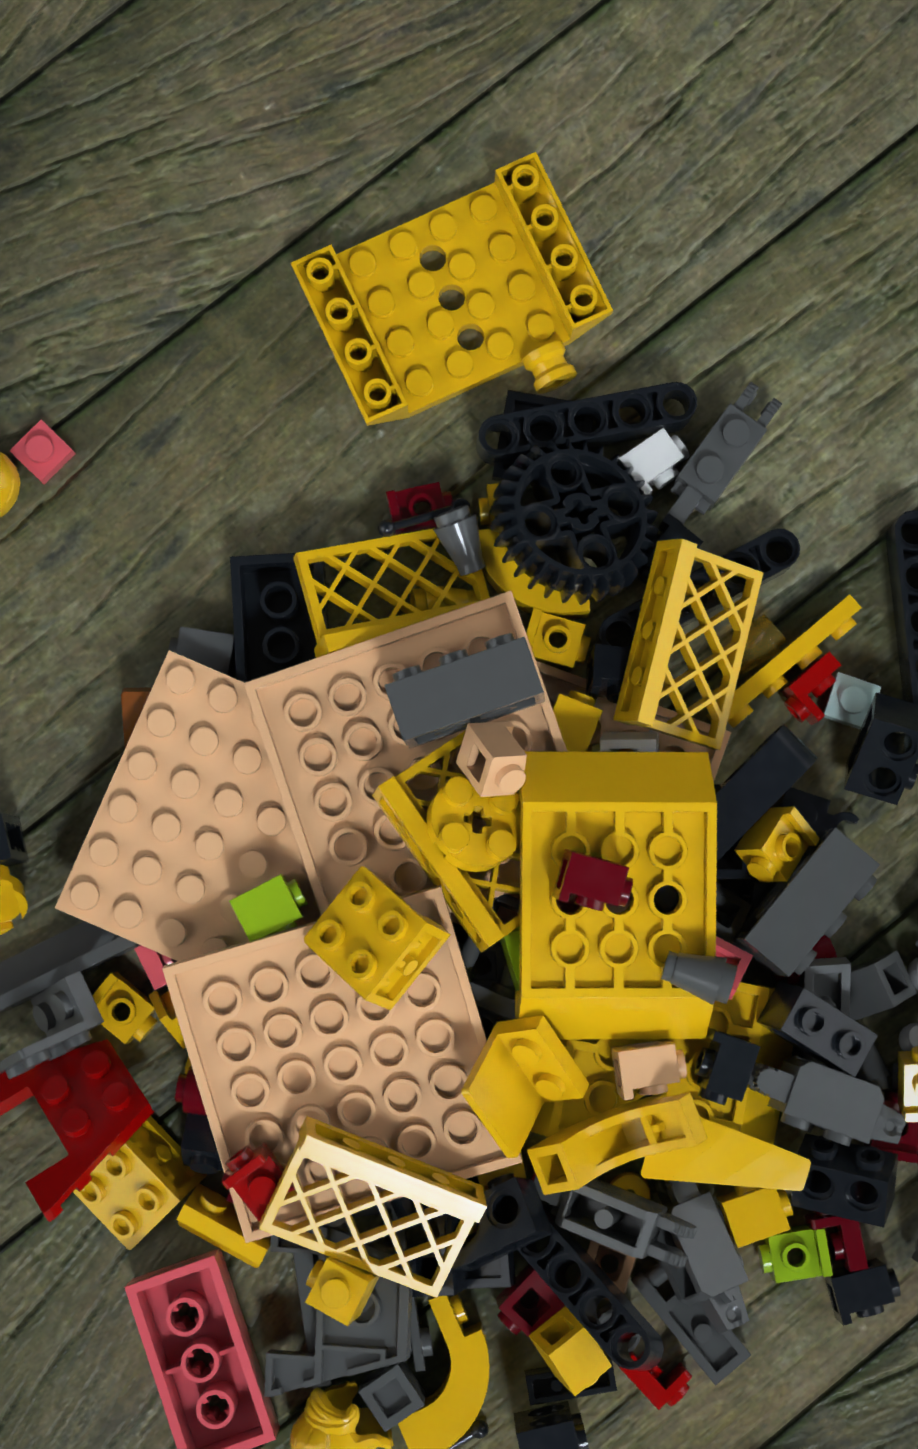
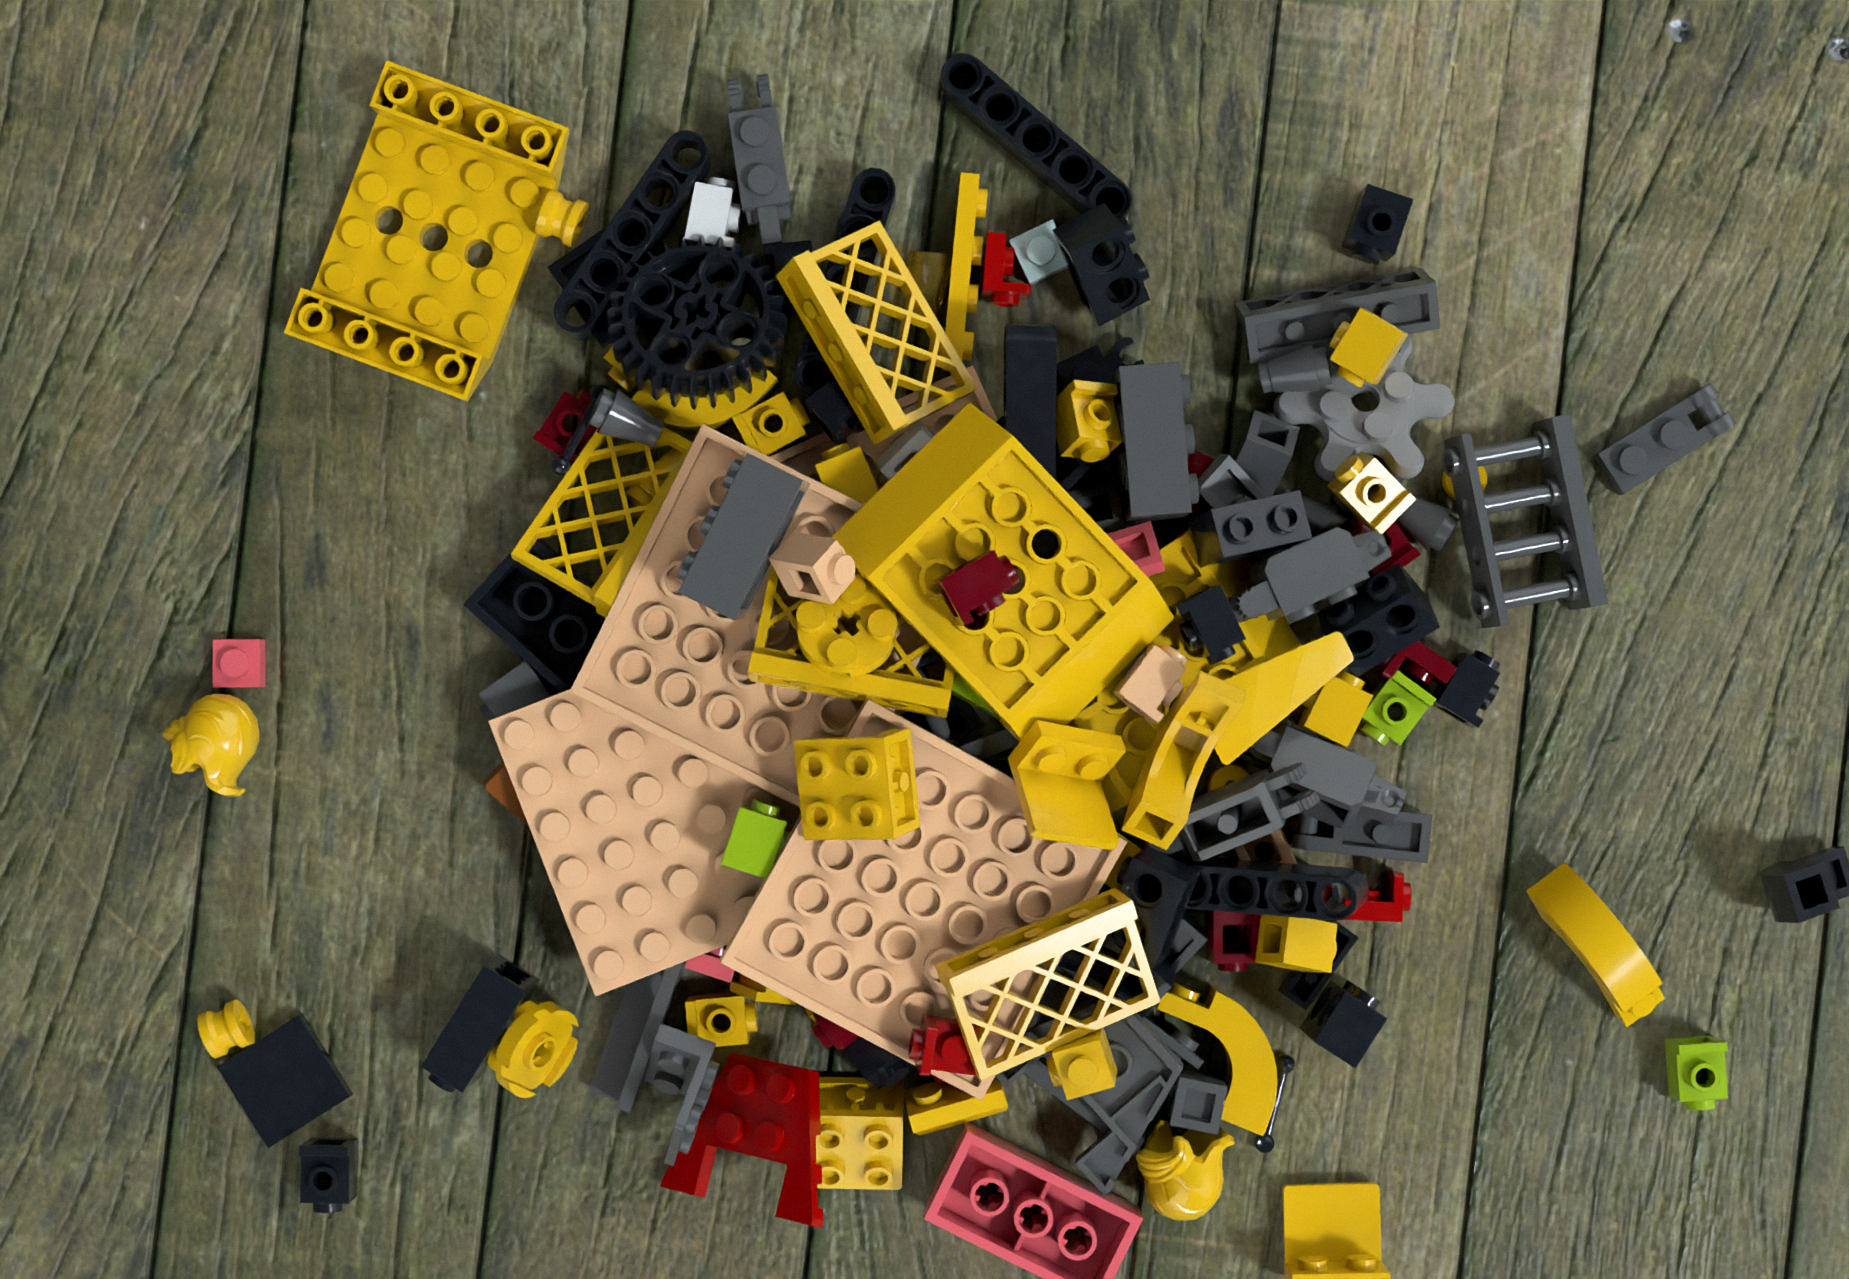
camera: 40 degrees left, 5 degrees up
(700, 975) = (1125, 576): dark grey cone -> none

